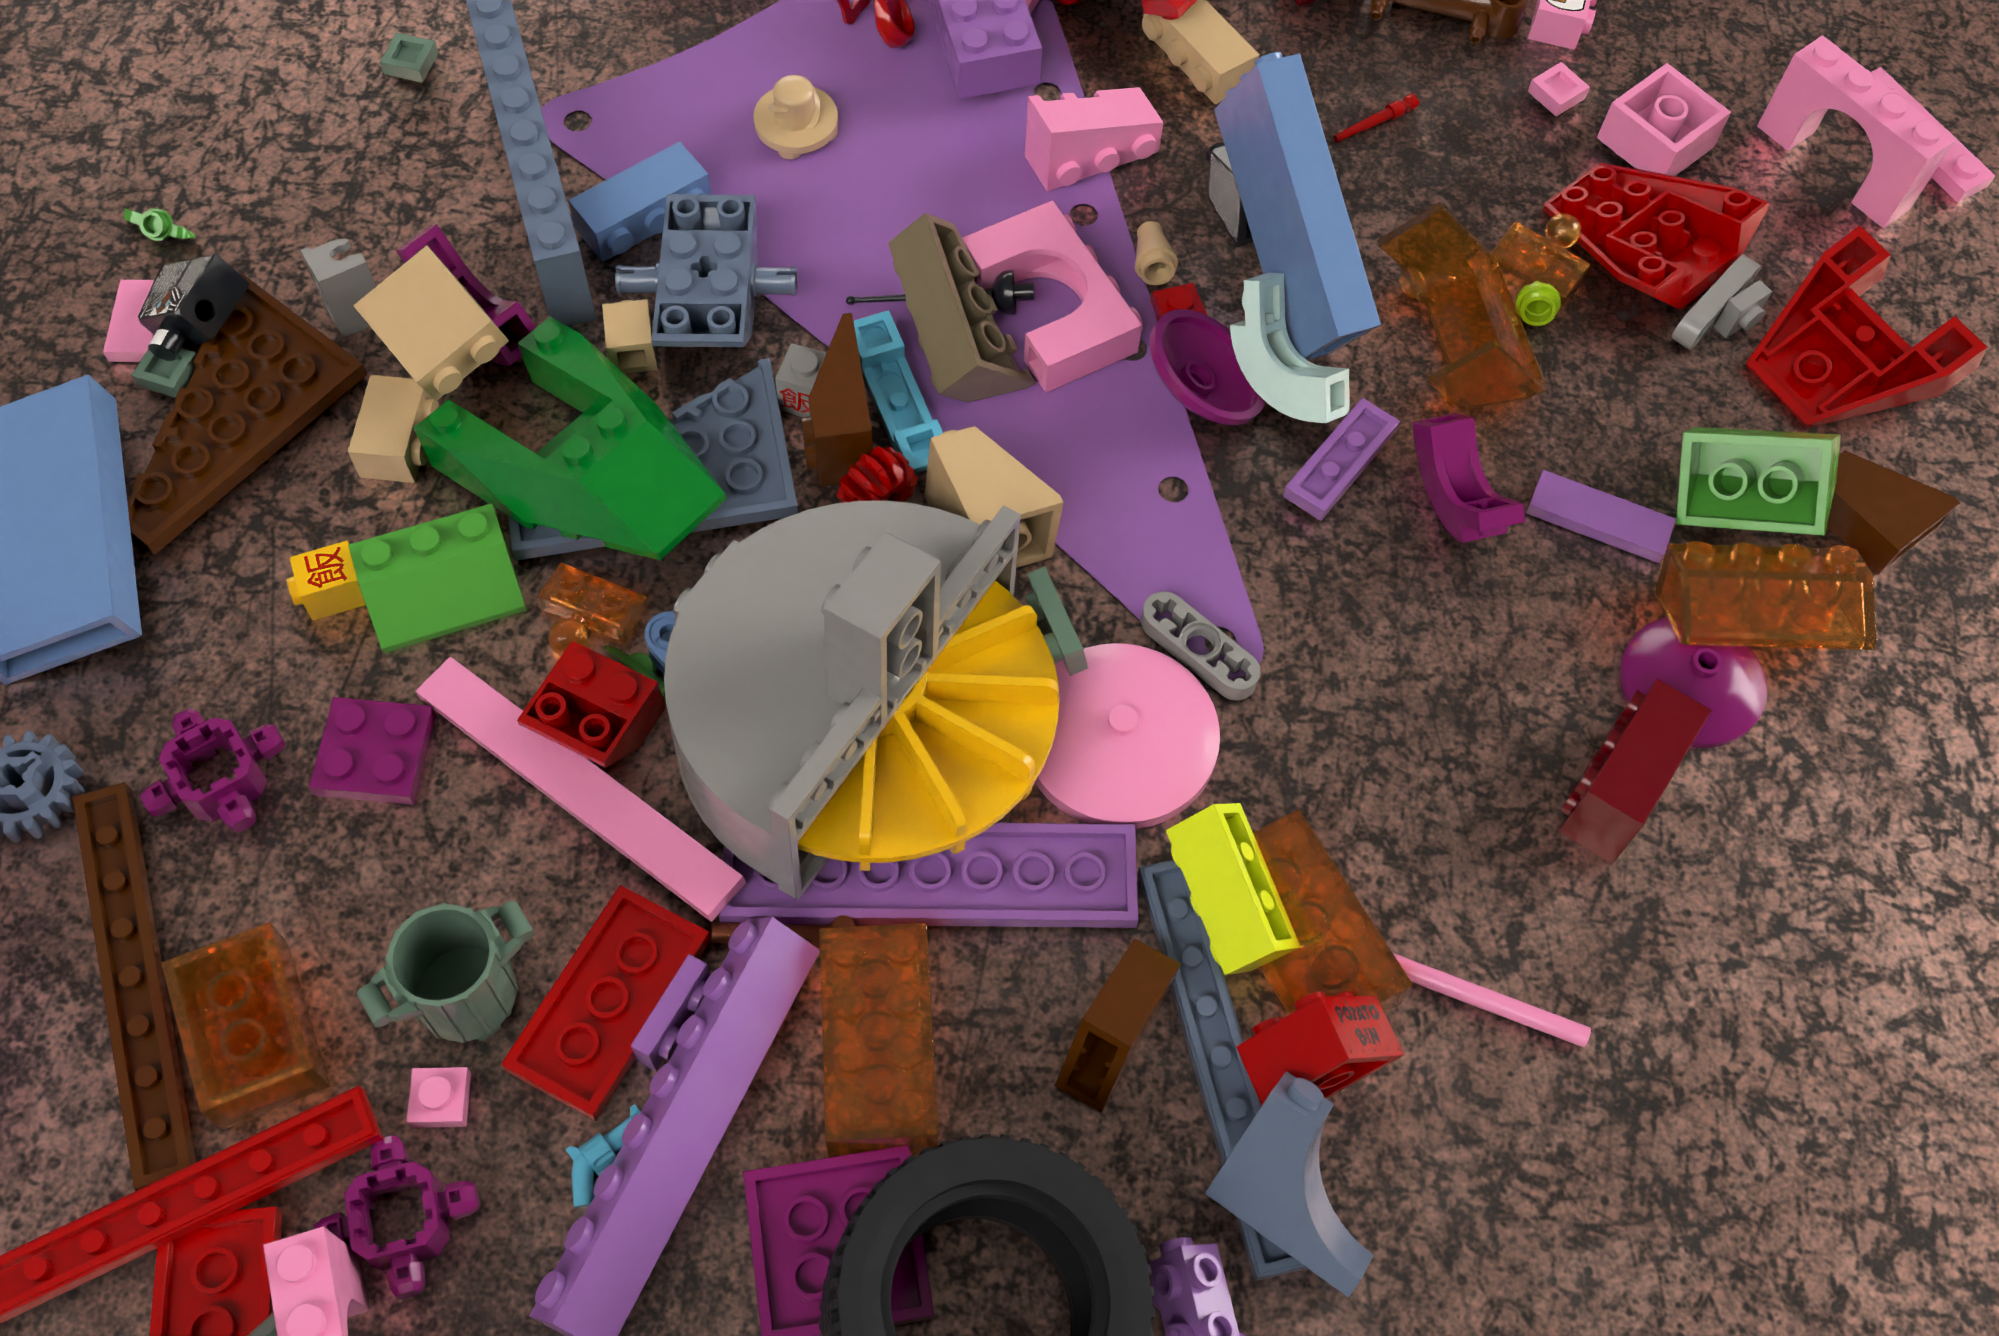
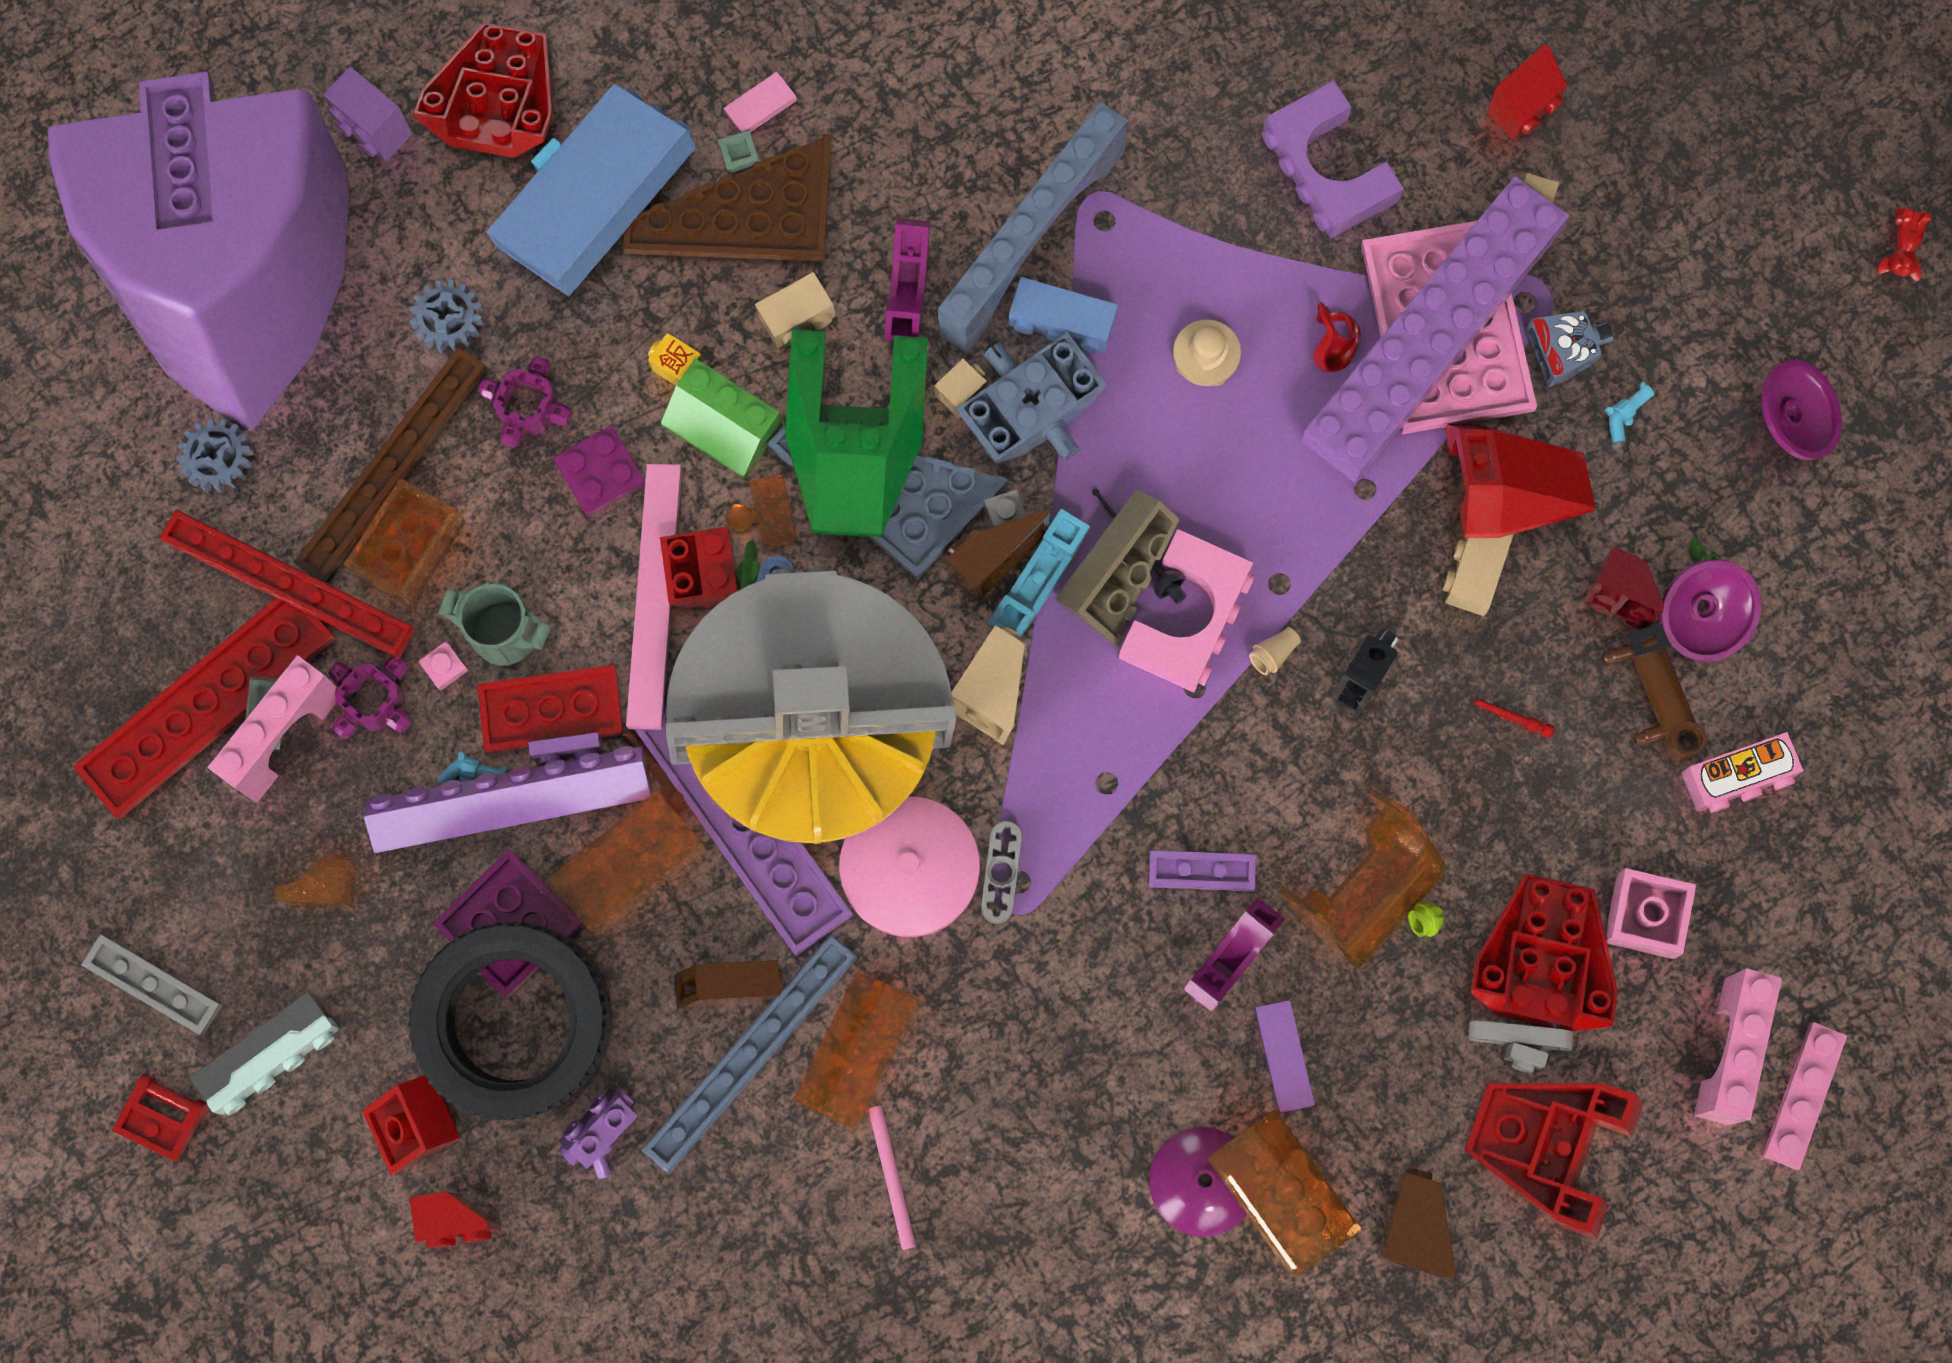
camera: 60 degrees right, 15 degrees up
(157, 224) = (830, 54): bright green piece -> none
(190, 303) = (782, 130): black torso -> none
(340, 283) = (855, 210): light grey hinge -> none
(409, 57) = (1065, 84): sand green plate -> none
(431, 323) = (857, 288): tan slope -> none
(878, 477) = (960, 613): red gear -> none
(1054, 622) = (943, 779): sand green plate -> none
(1089, 135) = (1334, 548): bright pink wedge -> none
(1176, 298) = (1245, 695): red plate -> none
(1201, 368) = (1215, 748): magenta dish -> none
(1232, 888) = (845, 994): neon yellow brick -> none
(1274, 364) = (1235, 786): light aqua arch -> none
(1278, 1185) = (684, 1131): sand blue arch -> none
(1296, 205) = (1324, 726): medium blue brick -> none
(1323, 1041) = (777, 1099): red brick -> none
(1542, 258) = (1465, 900): clear orange plate -> none
(1558, 89) = (1637, 823): bright pink plate -> none
(1632, 769) = (1091, 1175): dark red brick -> none
(1757, 480) = (1372, 1137): bright green slope -> none

